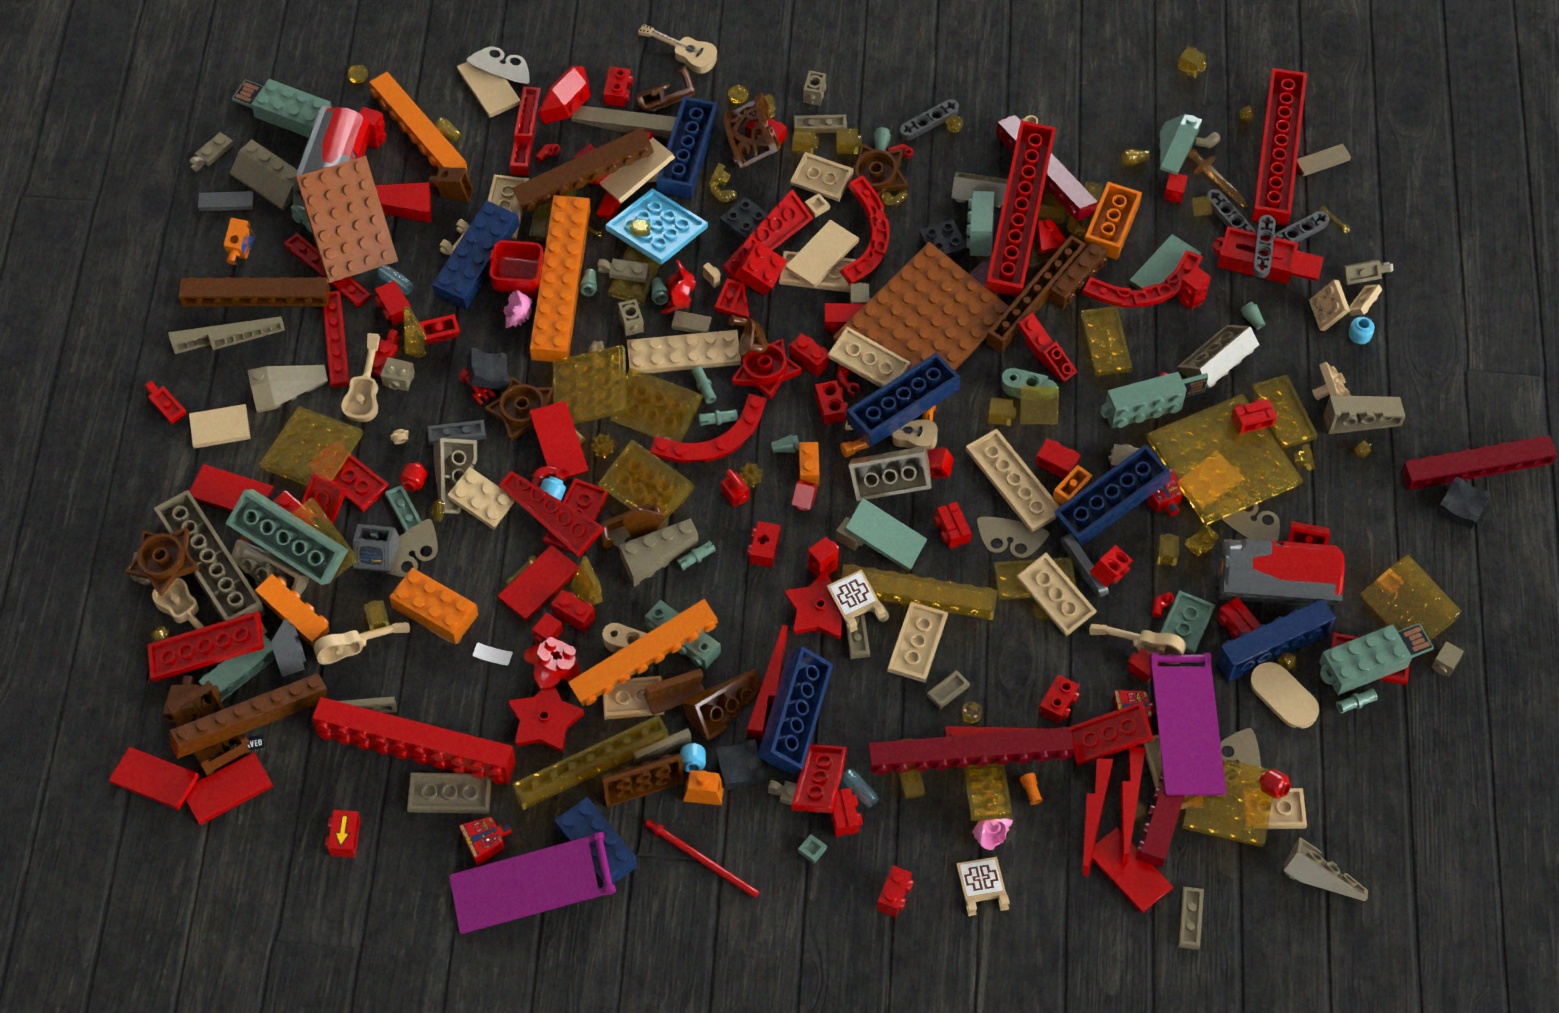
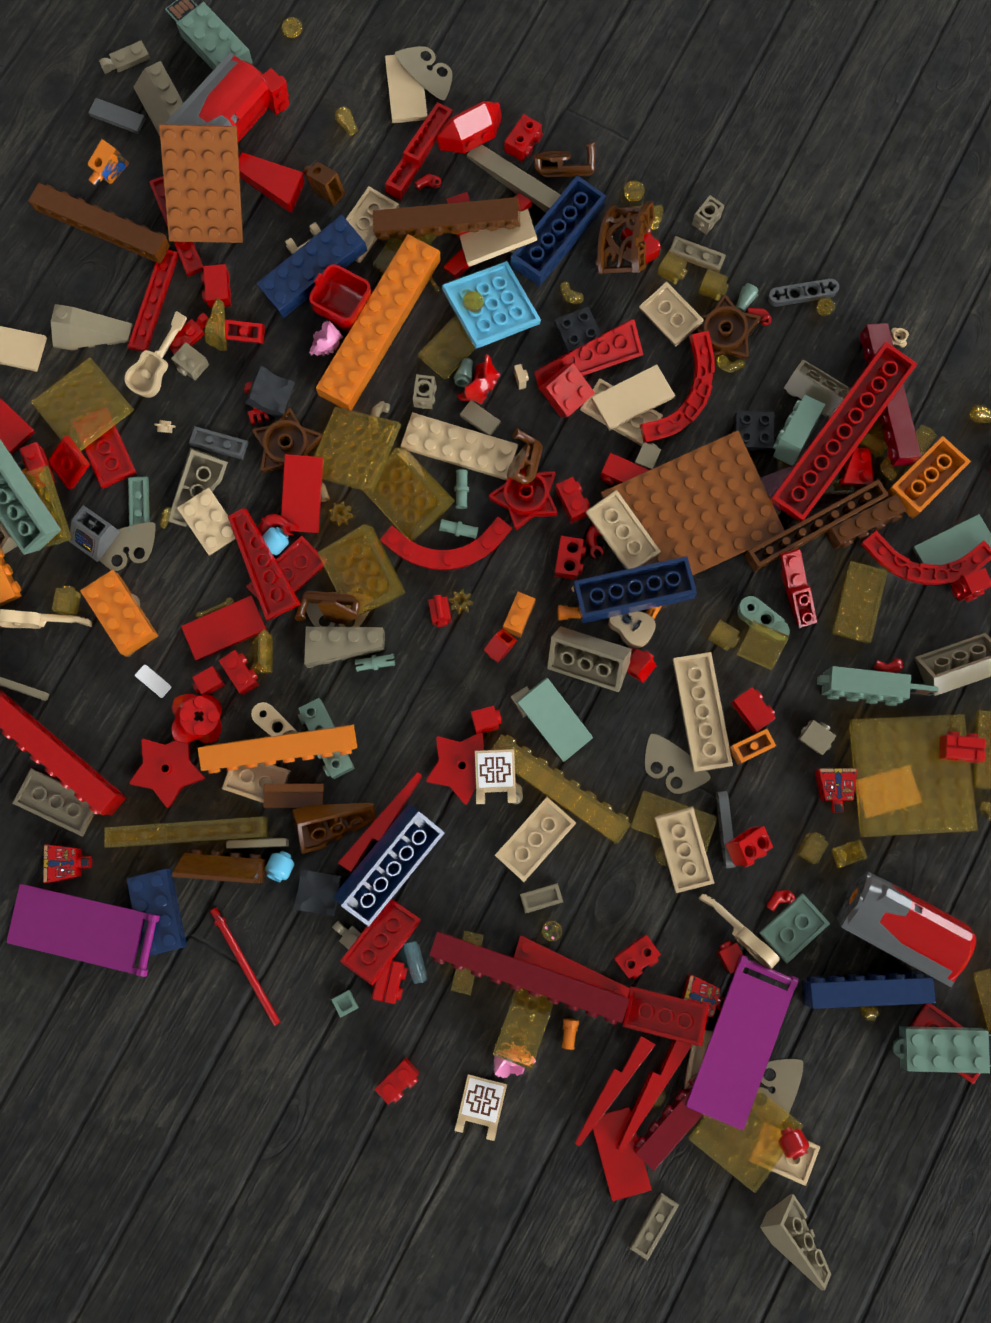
camera: 25 degrees right, 20 degrees up
(224, 335) = (53, 256): dark tan slope -> none
(389, 274) = (231, 260): clear light blue piece -> none
(413, 476) = (158, 474): red head -> none
(415, 123) = (320, 104): orange brick -> none
(588, 284) = (404, 337): sand green cone -> none
(624, 269) = (441, 339): dark tan plate -> none
(695, 54) = (614, 132): tan piece -> none
(704, 788) = (275, 903): orange torso -> none
(719, 176) = (574, 274): clear yellow tile -> none
(733, 299) = (528, 411): red wing -> none
(764, 544) = (439, 689): red brick -> none
(788, 444) = (509, 584): sand green cone -> none
(817, 205) = (653, 342): tan plate -> none
(858, 639) = (483, 812): dark tan tile -> none
(952, 524) = (622, 734): red brick -> none
(1113, 495) = (786, 775): dark blue brick -> none
(1237, 618) = (843, 952): red brick -> none
(1254, 529) = (907, 861): dark tan piece -> none
(1284, 695) = (850, 1045): tan tile -> none
(1308, 533) = (953, 895): red brick -> none
(1356, 701) = (915, 1082): sand green pin -> none

